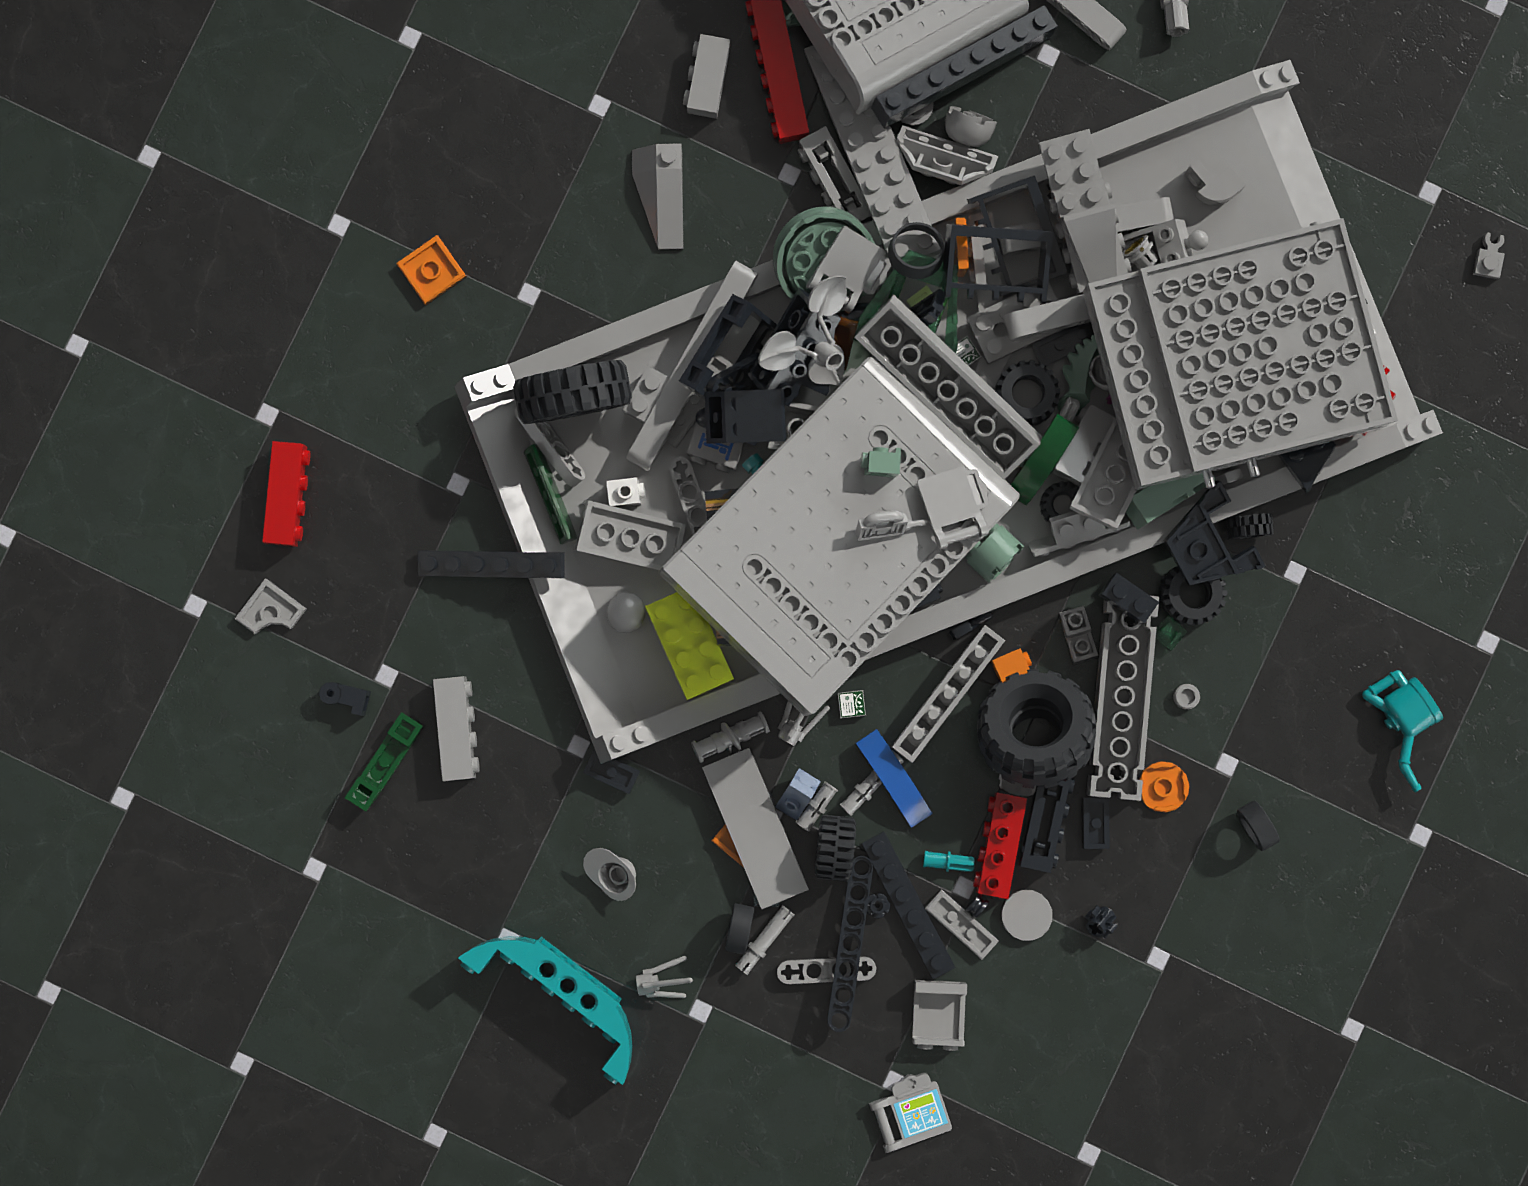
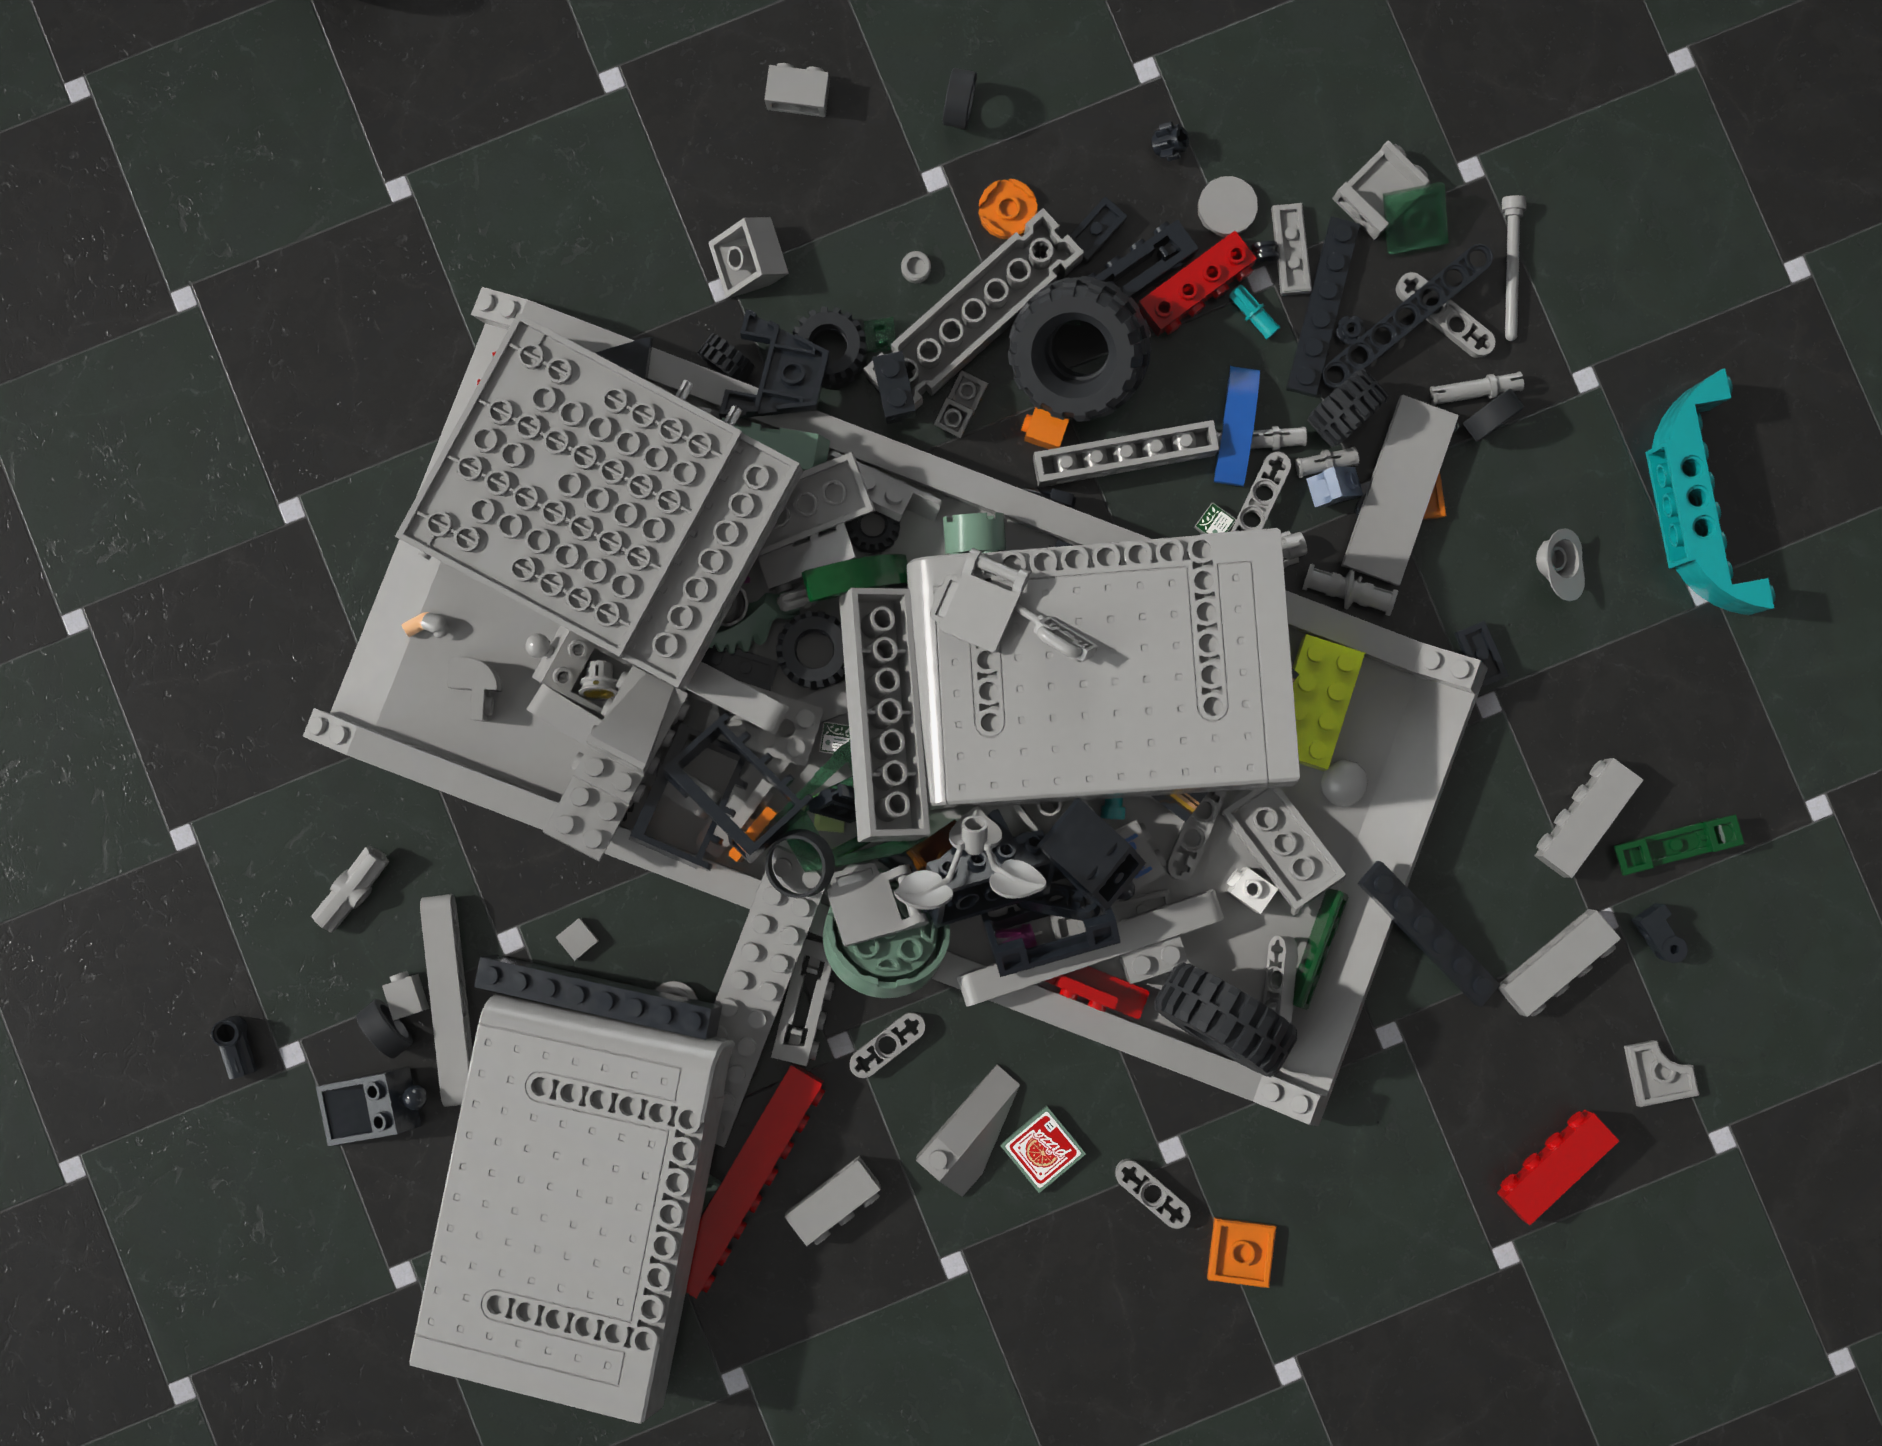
camera: 135 degrees left, 0 degrees up
(393, 620) = (1558, 963): none -> light grey brick
(499, 262) = (1164, 1214): none -> light grey beam
(608, 222) = (1042, 1149): none -> tile
(649, 984) = (1613, 440): light grey plant -> none
(660, 347) = (1102, 991): none -> red bracket
(737, 337) = (1024, 932): none -> flat silver piece
(757, 180) = (864, 1052): none -> light grey beam
(830, 740) = (1260, 507): none -> light grey beam
(843, 1077) = (1513, 208): none -> light grey piece
(881, 462) = (1011, 697): sand green brick -> none
(901, 1013) = (1415, 218): none -> clear green tile
(917, 1111) = (1474, 127): piece -> none
(943, 157) = (692, 930): light grey wedge -> none
(968, 127) = (643, 938): light grey cylinder -> none
(1008, 92) = (577, 939): none -> light grey tile
(1280, 195) = (426, 621): none -> light grey arm
(1296, 605) = (748, 256): none -> light grey slope
(1364, 740) = (797, 90): none -> light grey brick
(1407, 710) = (737, 82): teal piece -> none
(1489, 260) = (297, 402): light grey plate -> none

